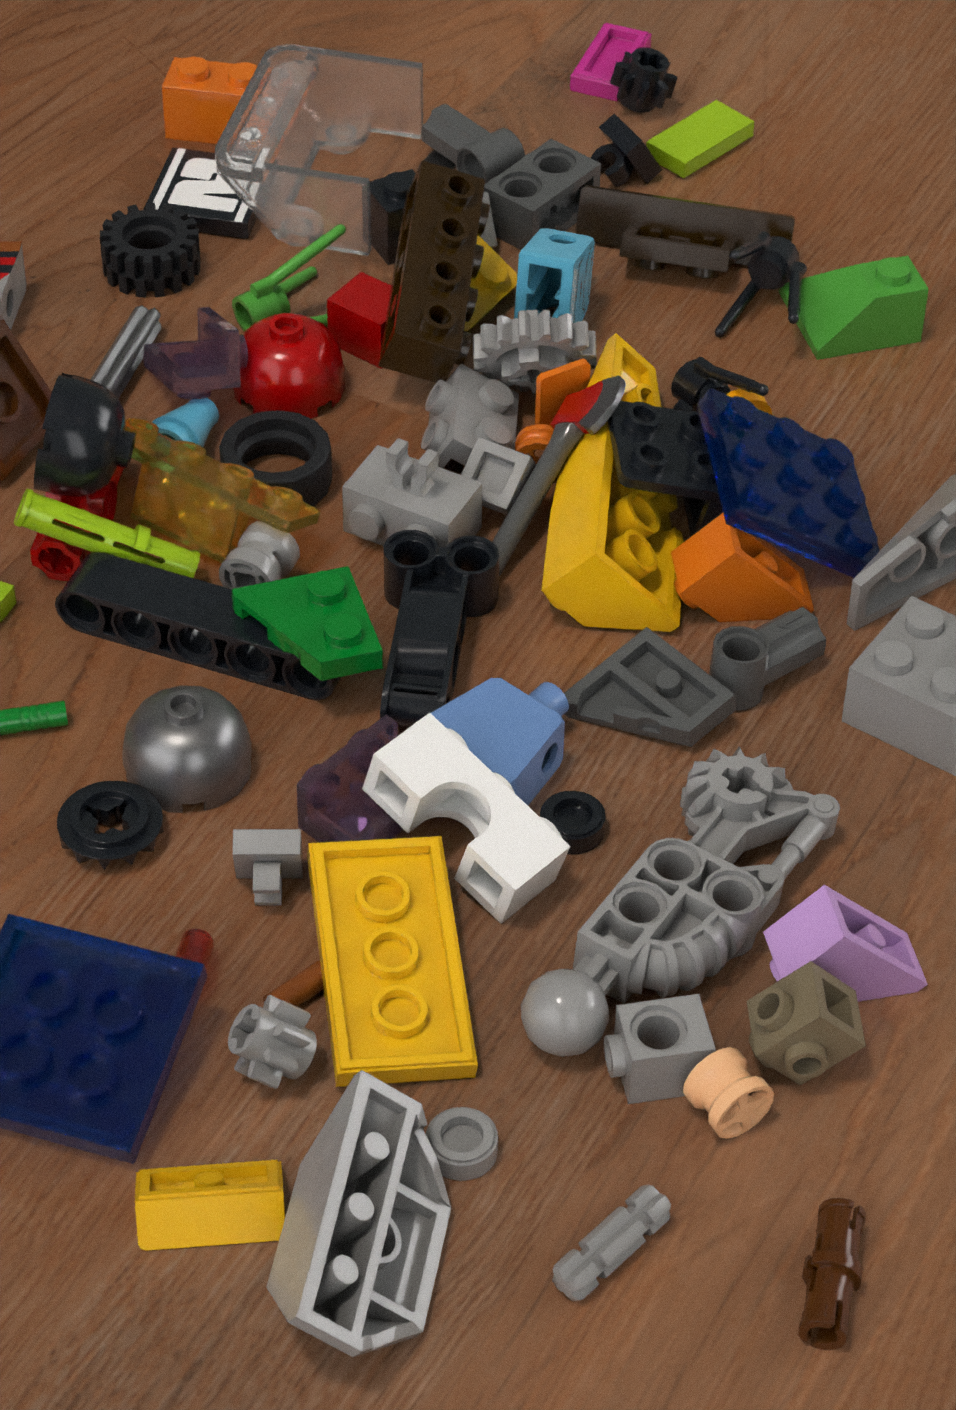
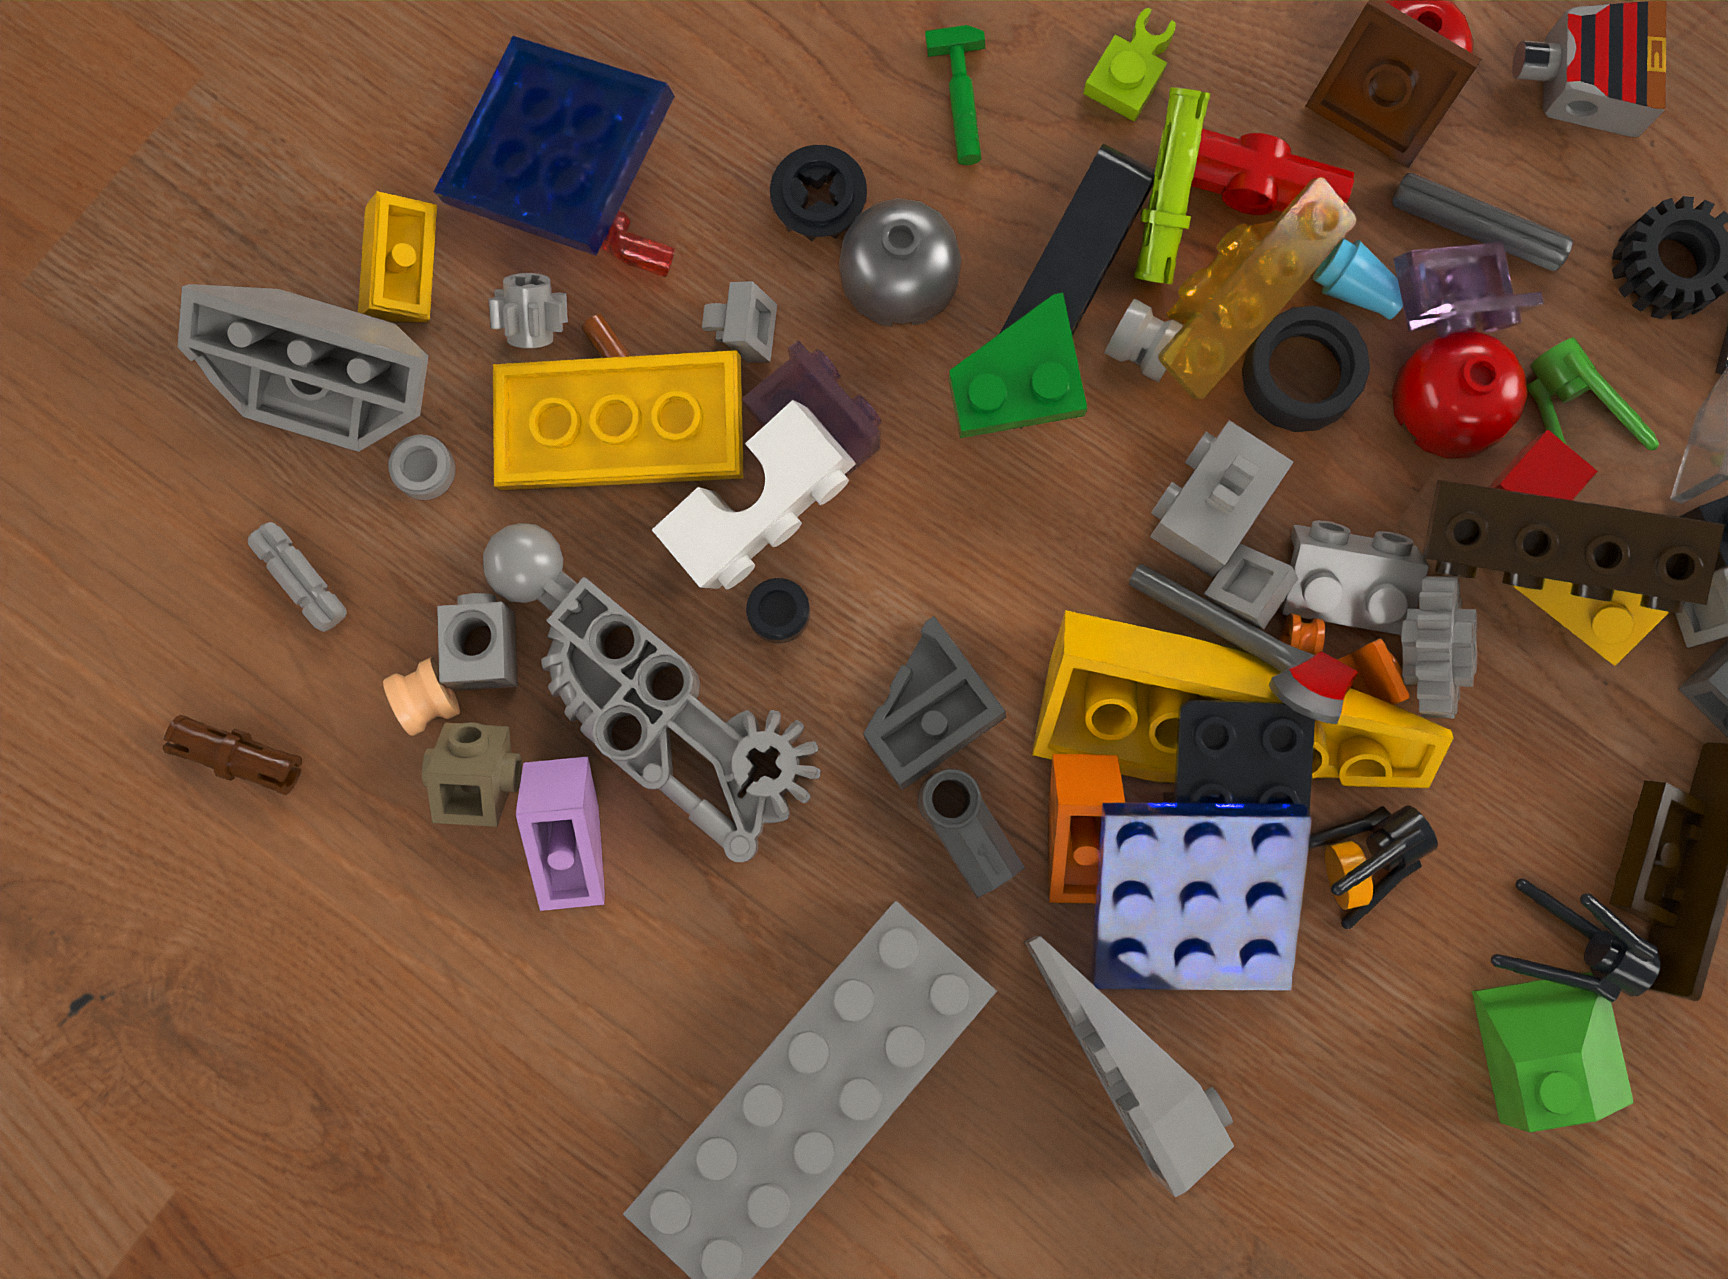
camera: 100 degrees right, 35 degrees up
(82, 438) = (1278, 141): black cylinder -> none
(434, 597) = (1033, 497): black piece -> none
(511, 731) = (869, 547): medium blue torso -> none
(555, 273) = (1576, 690): medium azure torso -> none

